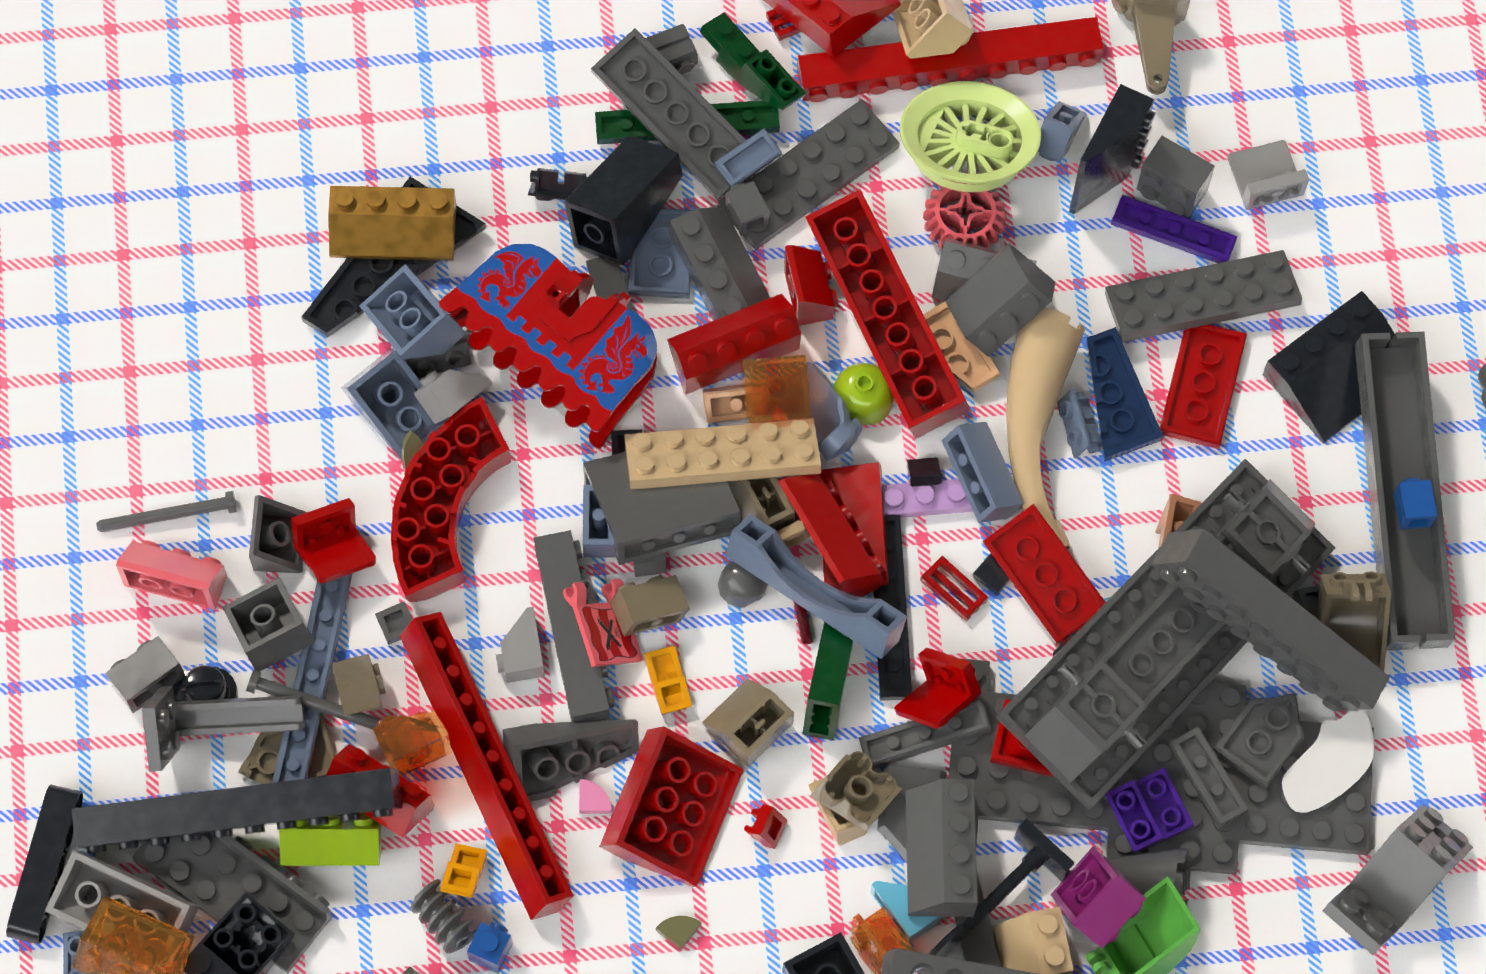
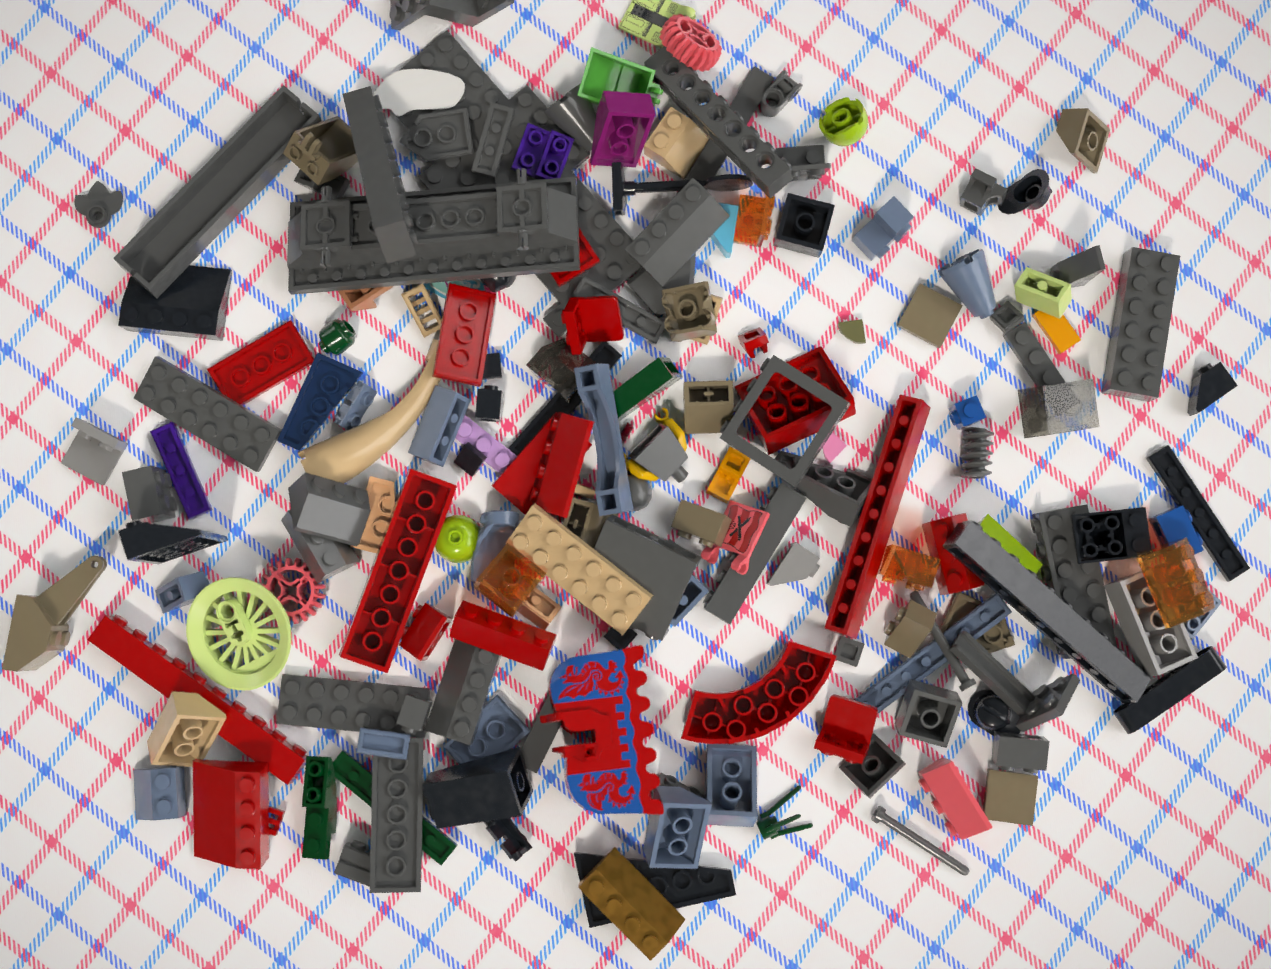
camera: 135 degrees left, 15 degrees up
(115, 627) = (1010, 797): none -> dark tan tile
(322, 403) = (771, 828): none -> dark green plant
(411, 445) = (747, 748): olive tile -> none
(448, 392) = (698, 759): light grey slope -> none
(464, 870) = (944, 467): light orange slope -> none
(669, 811) = (742, 408): none -> dark grey piece
(752, 635) = (660, 453): none -> torso
(930, 622) = (555, 367): none -> clear smoke slope
(957, 536) = (489, 404): none -> black brick
(972, 606) = (520, 400): red tile -> none
(1113, 557) = (426, 297): none -> tan slope
(1160, 467) = (336, 337): none -> dark green head
(1415, 504) = (225, 170): blue brick -> none

